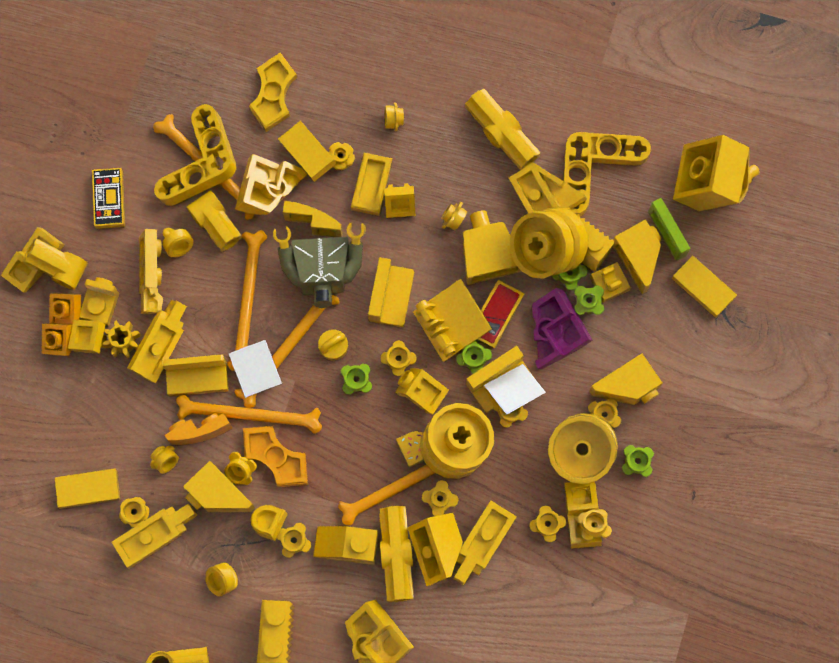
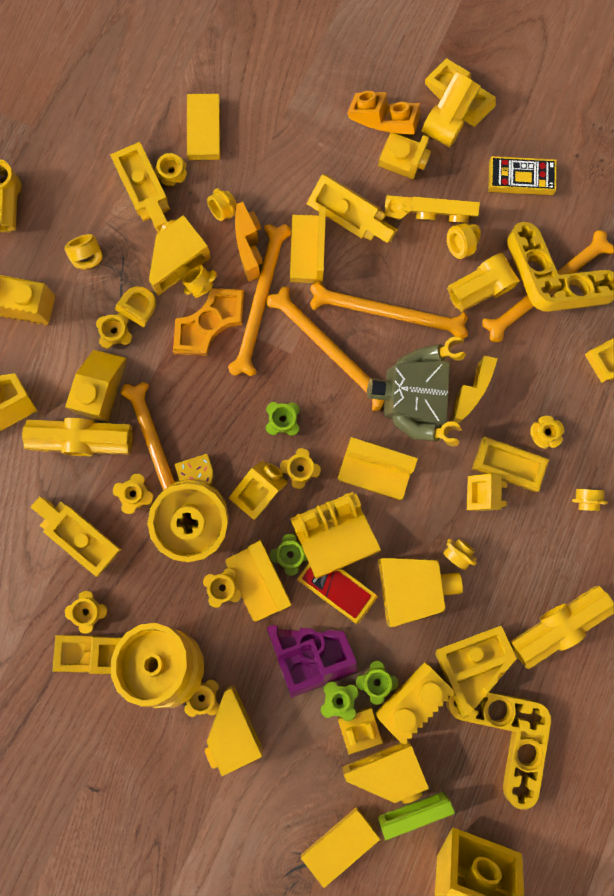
camera: 95 degrees right, 5 degrees up
(87, 336) = (364, 135): yellow tile -> none
(113, 336) = (367, 169): yellow gear -> none
(255, 368) = (308, 309): white sticker -> none
(266, 185) = (520, 345): yellow slope -> none
(307, 151) = (556, 394): yellow tile -> none
(333, 345) = (325, 398): yellow tile -> none
(436, 546) = (73, 481): yellow slope -> none
(514, 389) = (243, 596): white sticker -> none
(548, 242) = (409, 662): yellow wheel -> none
(594, 516) = (78, 673): yellow plate -> none
(644, 454) = (133, 737): lime plate -> none

